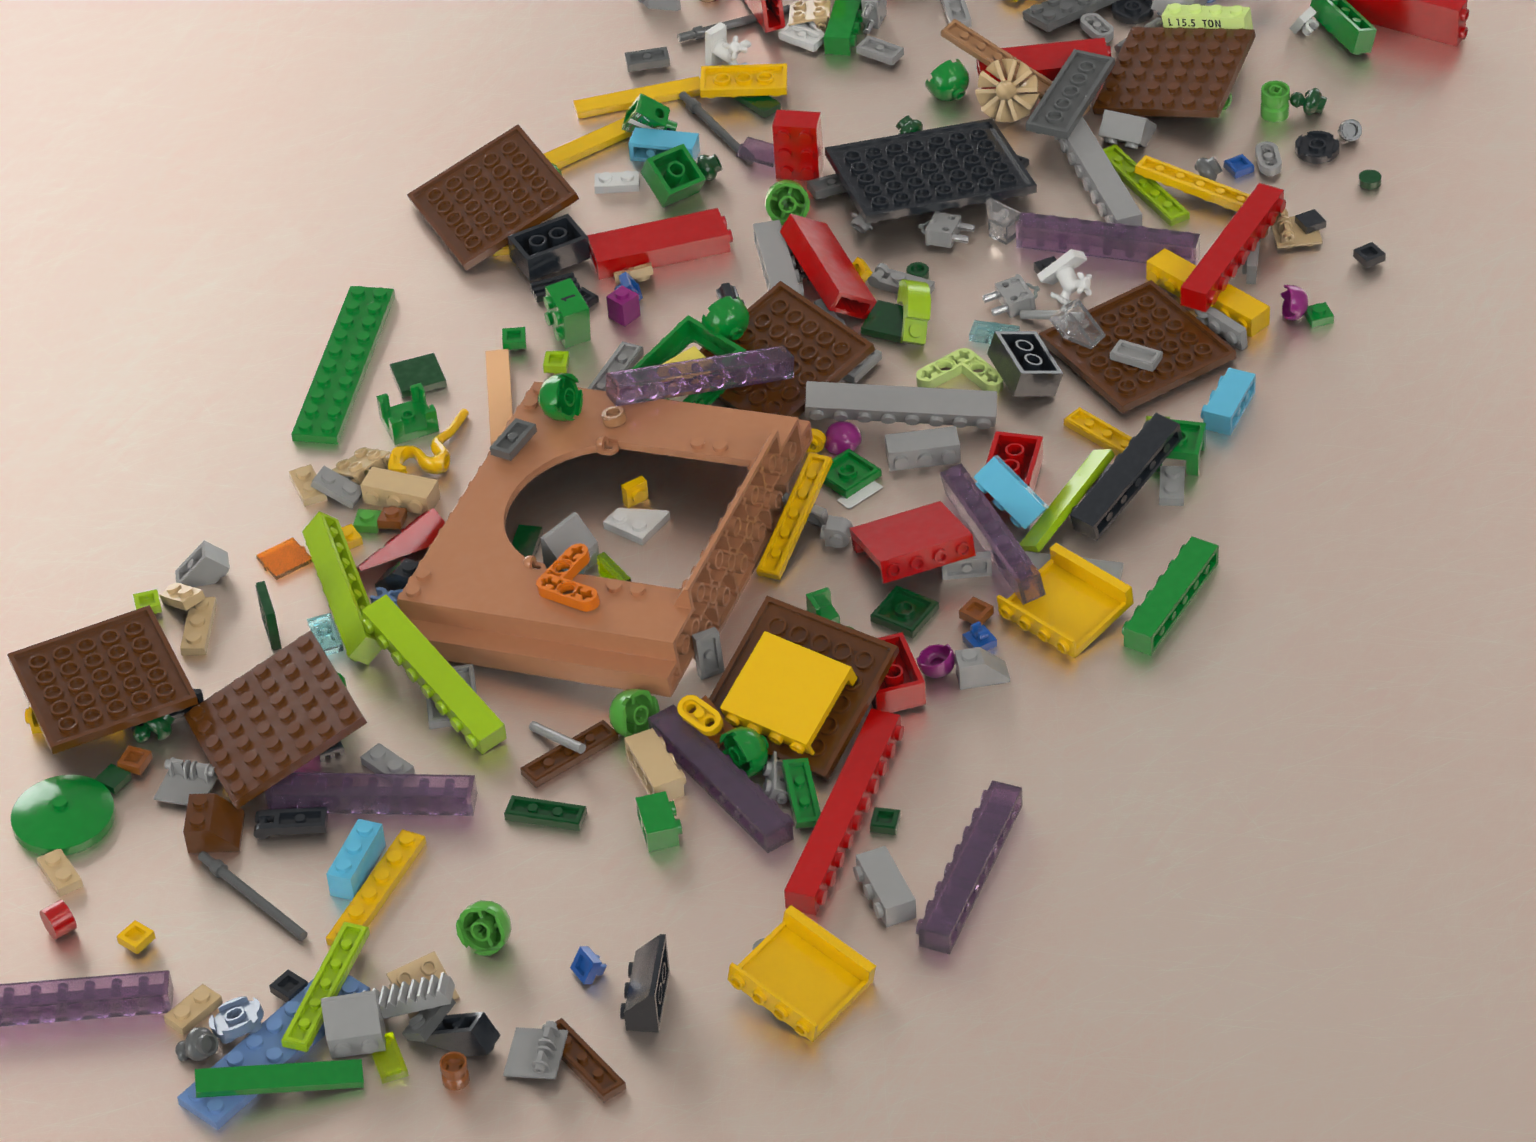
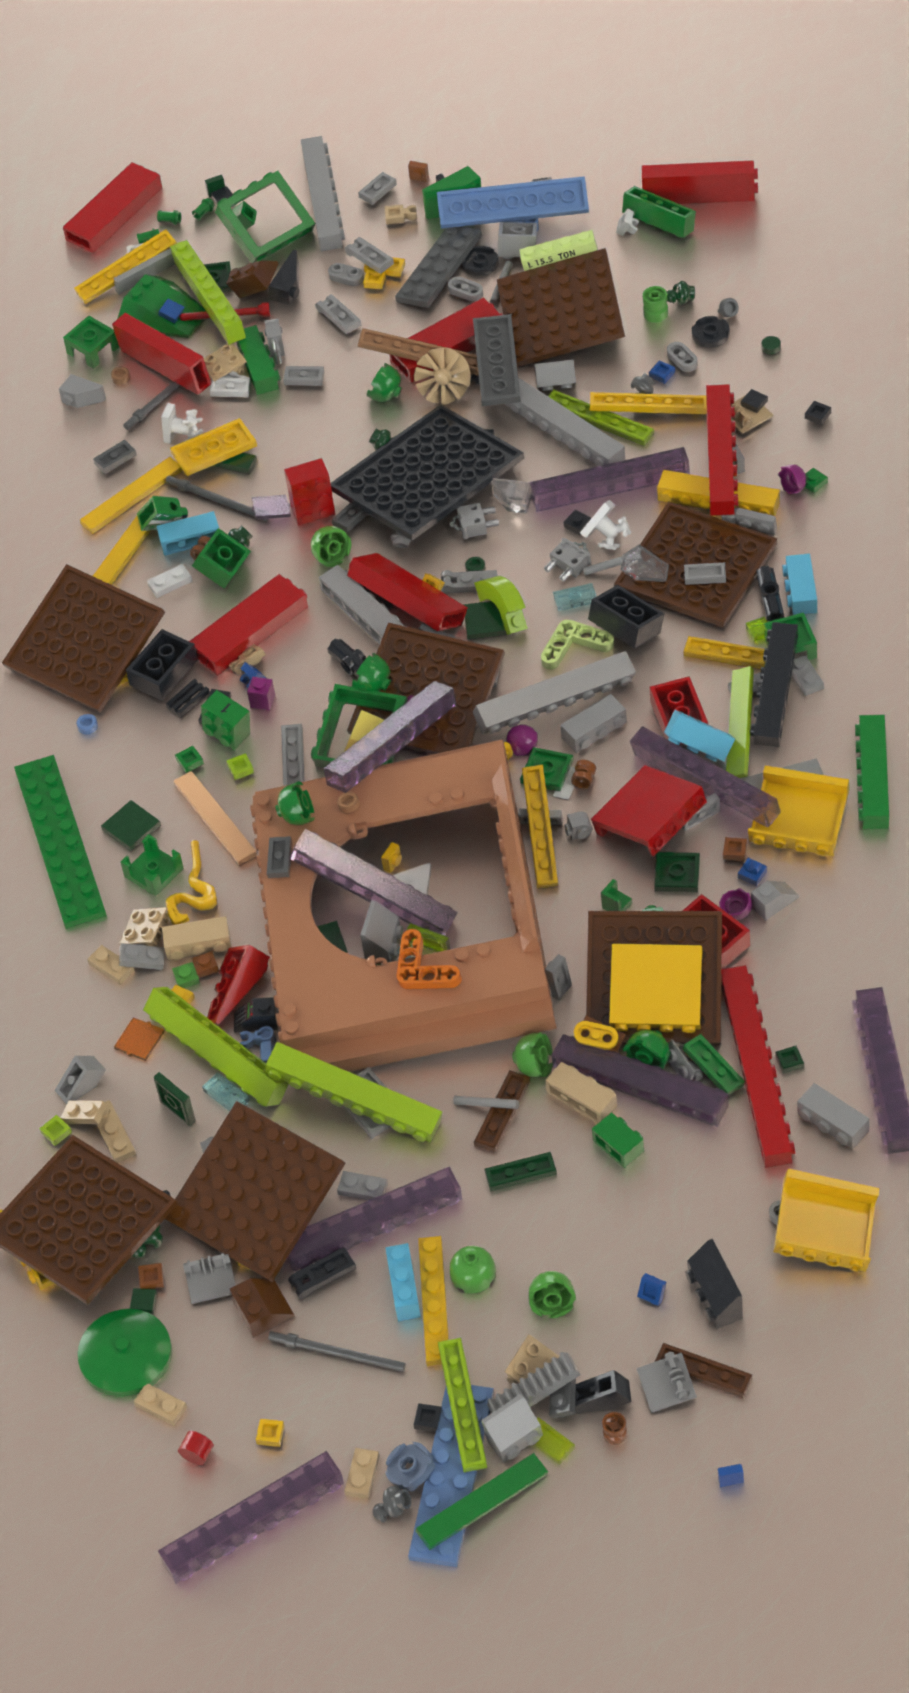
camera: 25 degrees left, 10 degrees up
(431, 876) = (472, 1269): none -> bright green cylinder
(446, 275) = (87, 724): none -> medium blue tile
(587, 498) = (371, 883): none -> brick
(877, 489) = (583, 774): none -> dark orange wheel
(1191, 396) = (769, 593): none -> black piece

